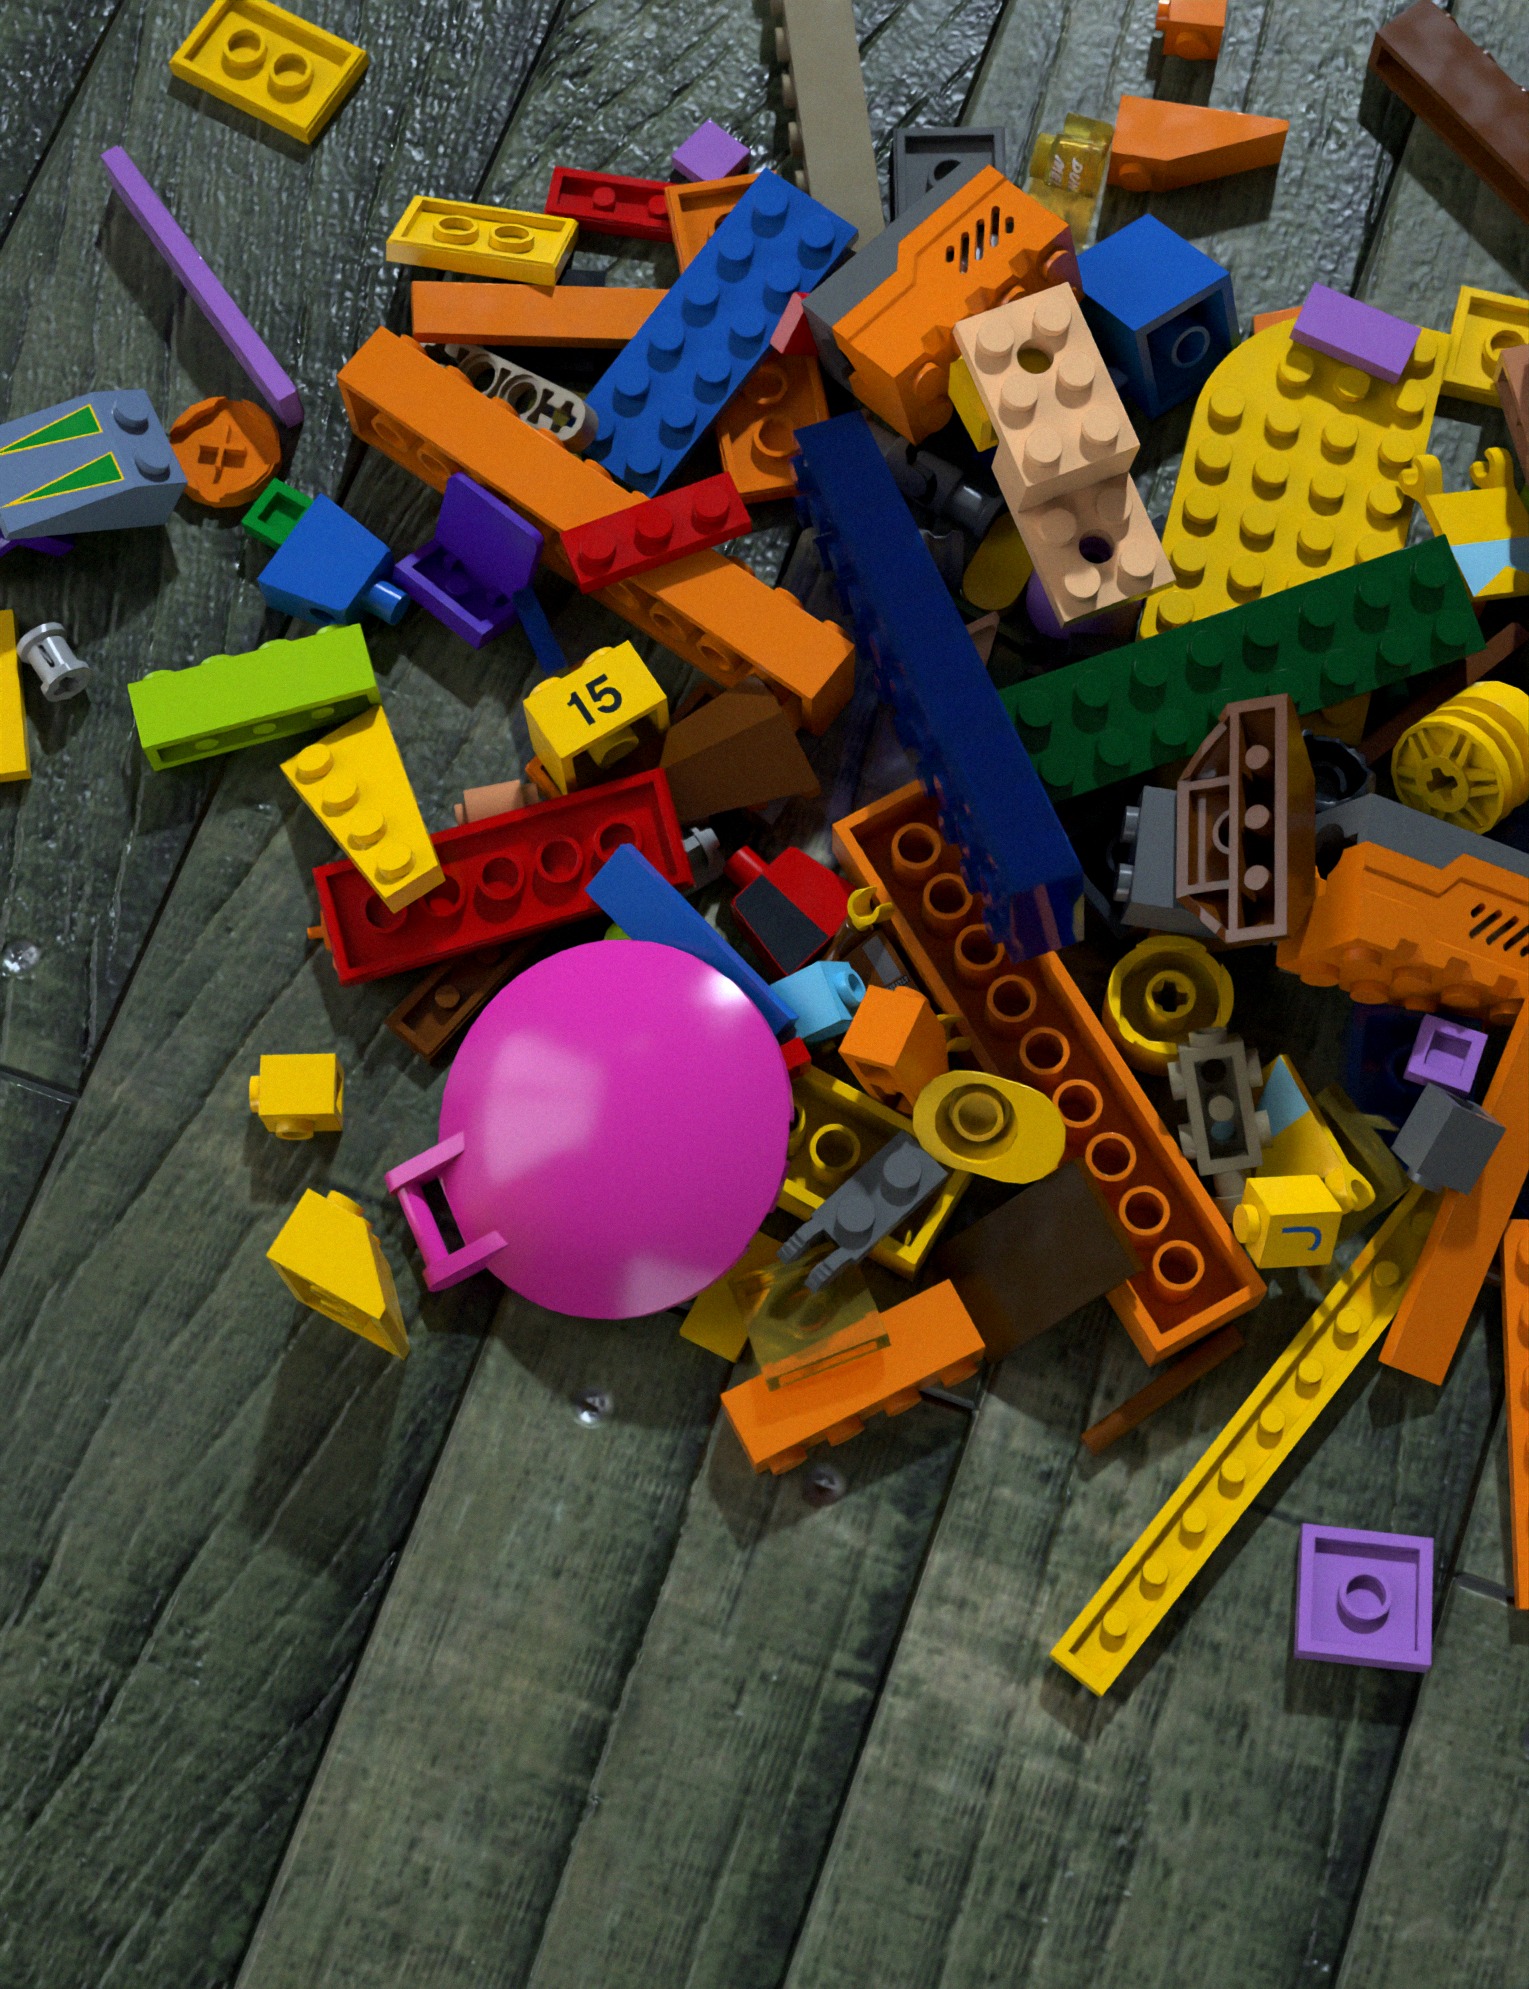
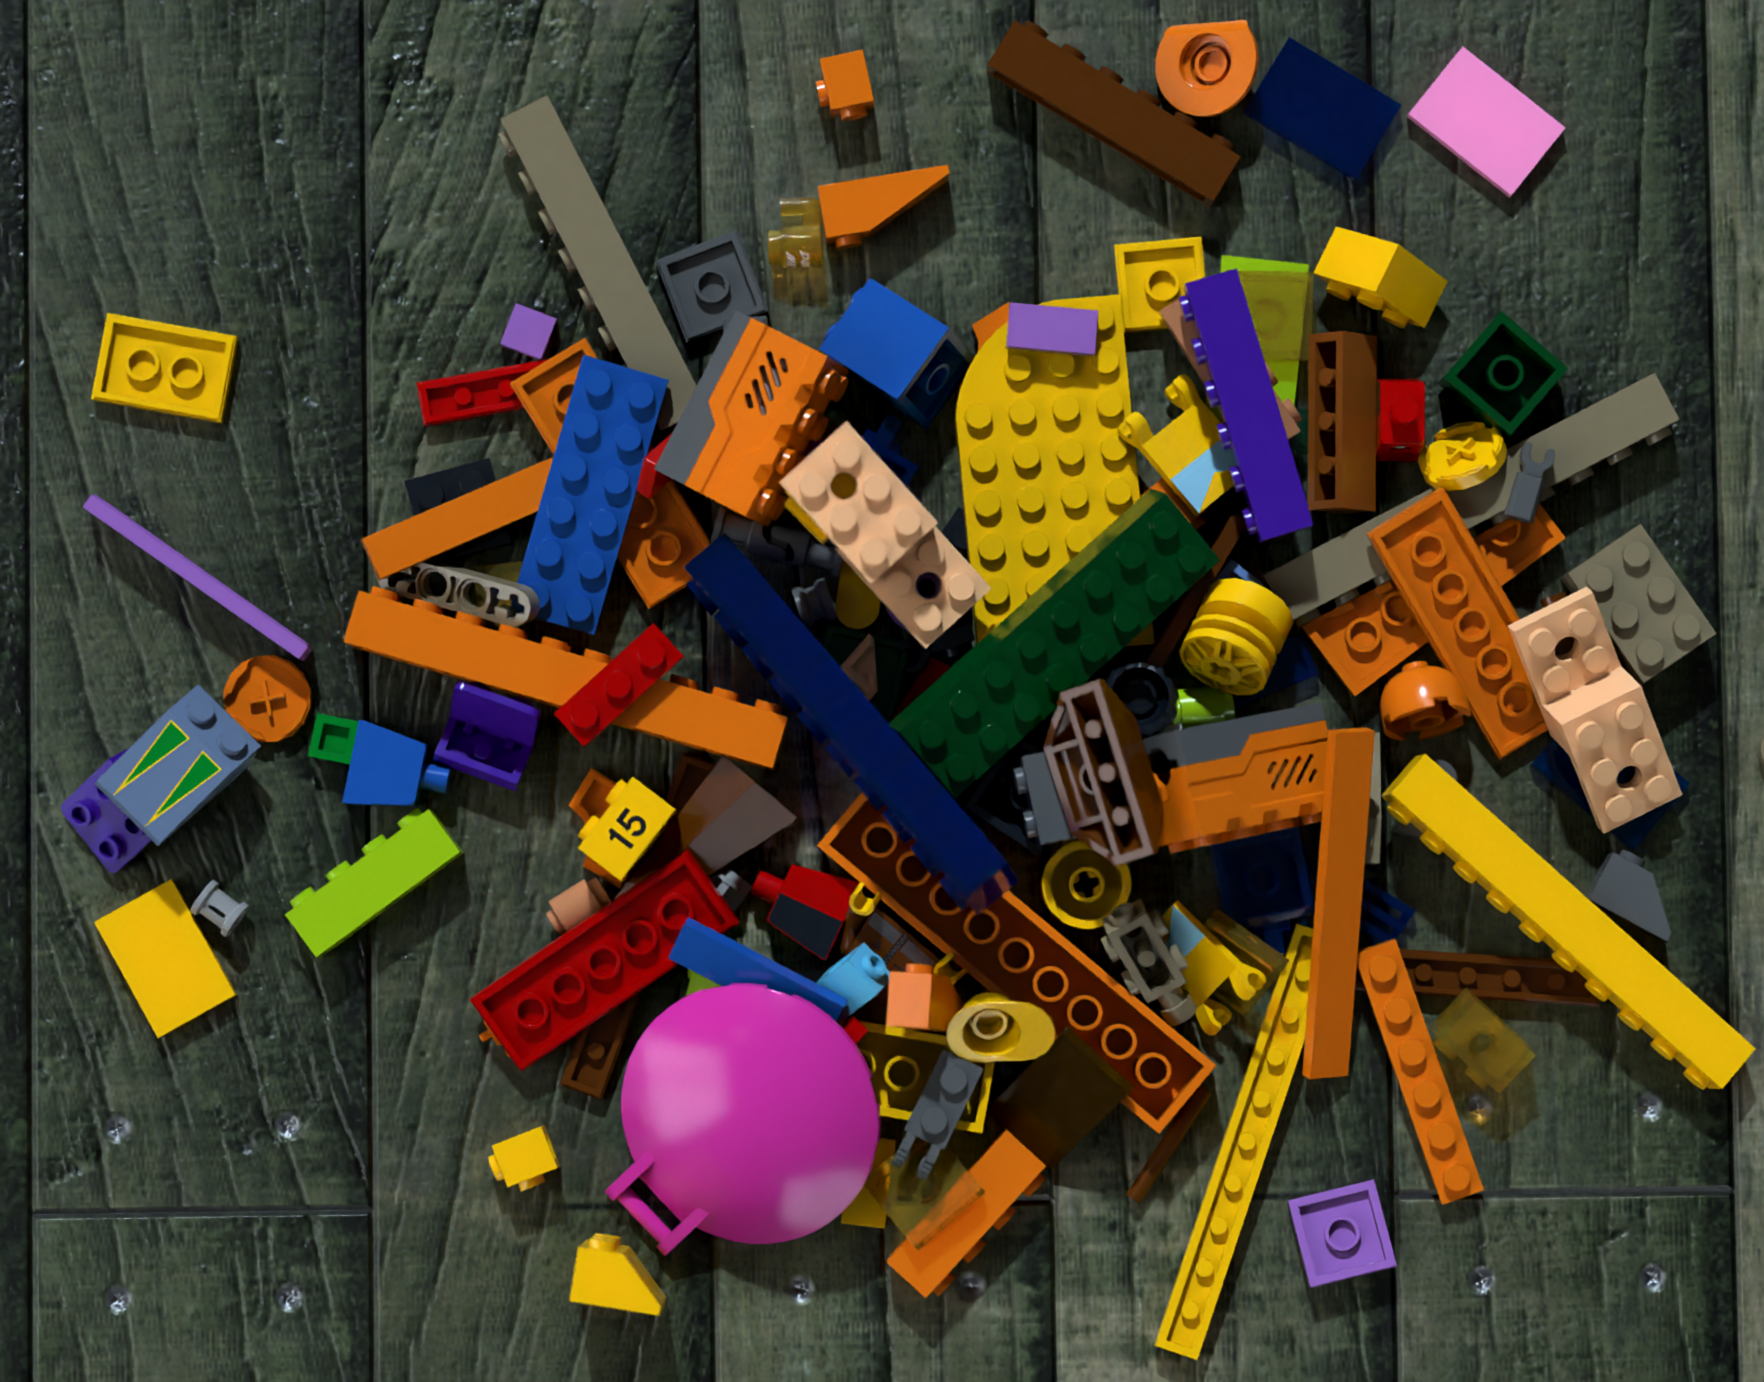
camera: 25 degrees left, 15 degrees up
(368, 806) = (488, 939): yellow wing -> none
(483, 240) = (391, 470): yellow tile -> none
(539, 633) = (565, 776): clear blue tile -> none
(1287, 1221) = (1214, 1016): yellow brick -> none
(1445, 1055) = (1281, 868): medium lavender plate -> none
(1447, 1141) = (1301, 926): dark grey brick -> none

